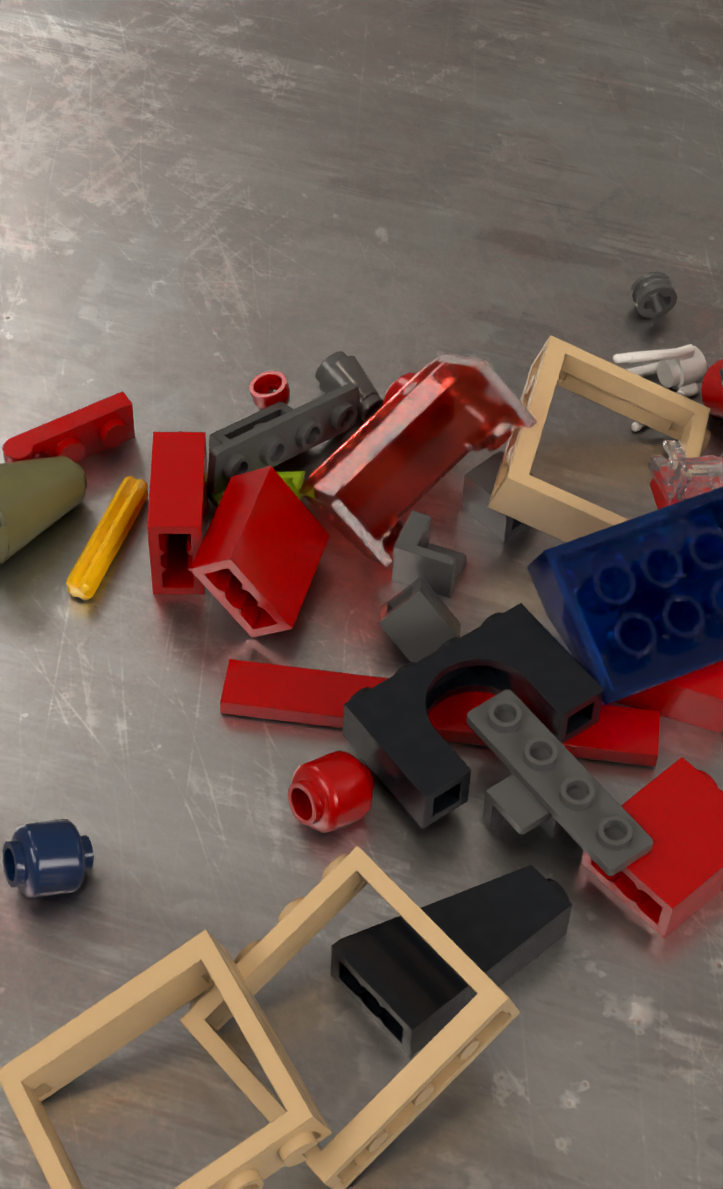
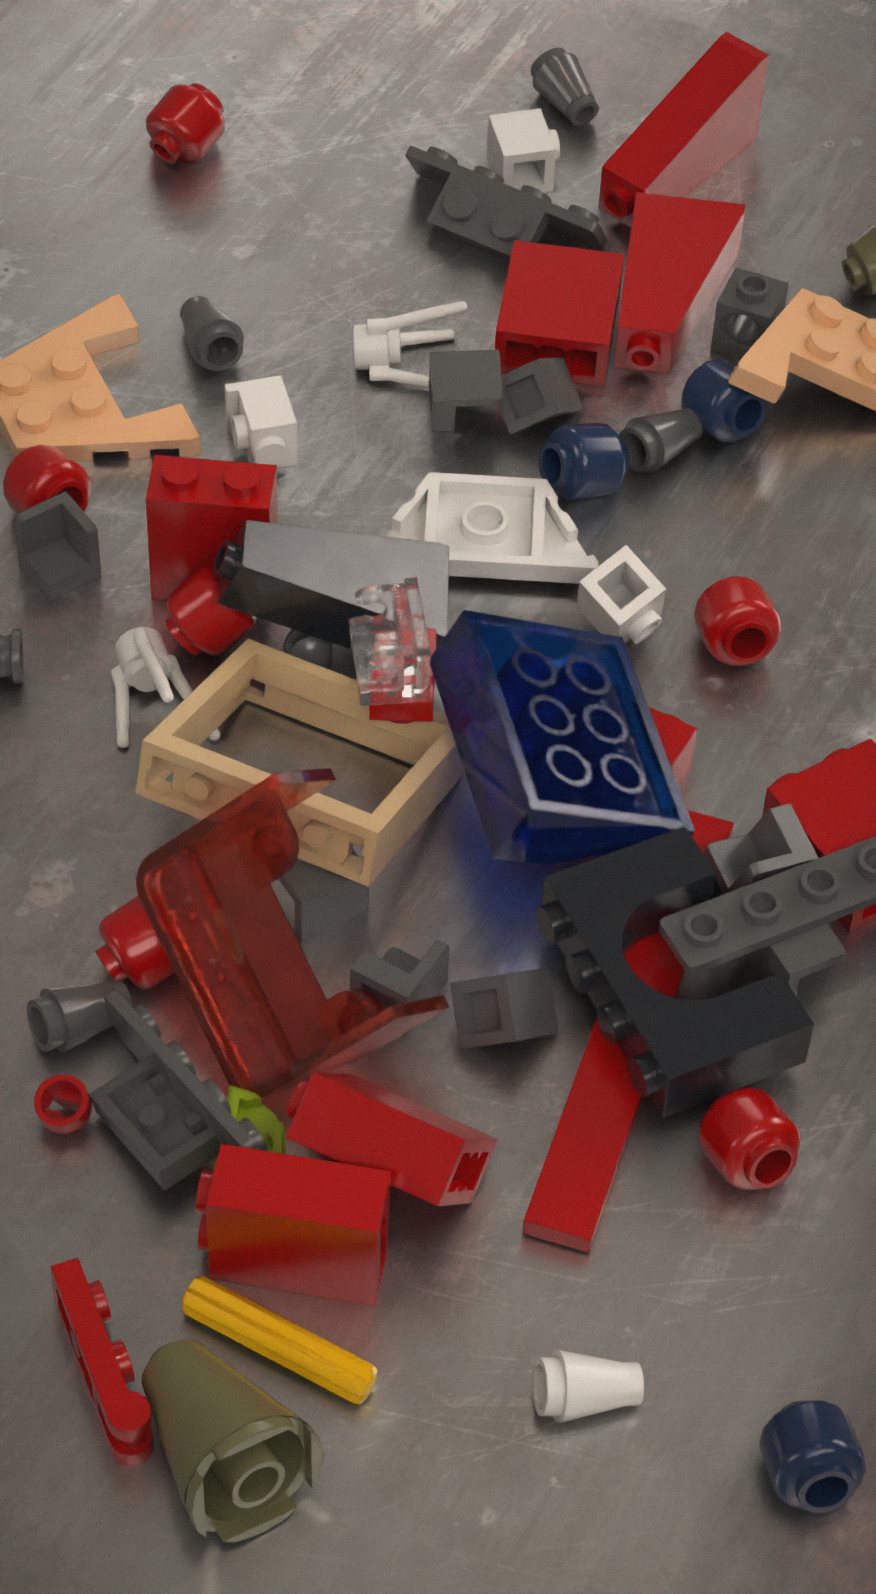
camera: 80 degrees left, 0 degrees up
(91, 708) = (584, 1385): none -> white cone
(618, 766) = (767, 850): none -> dark grey panel

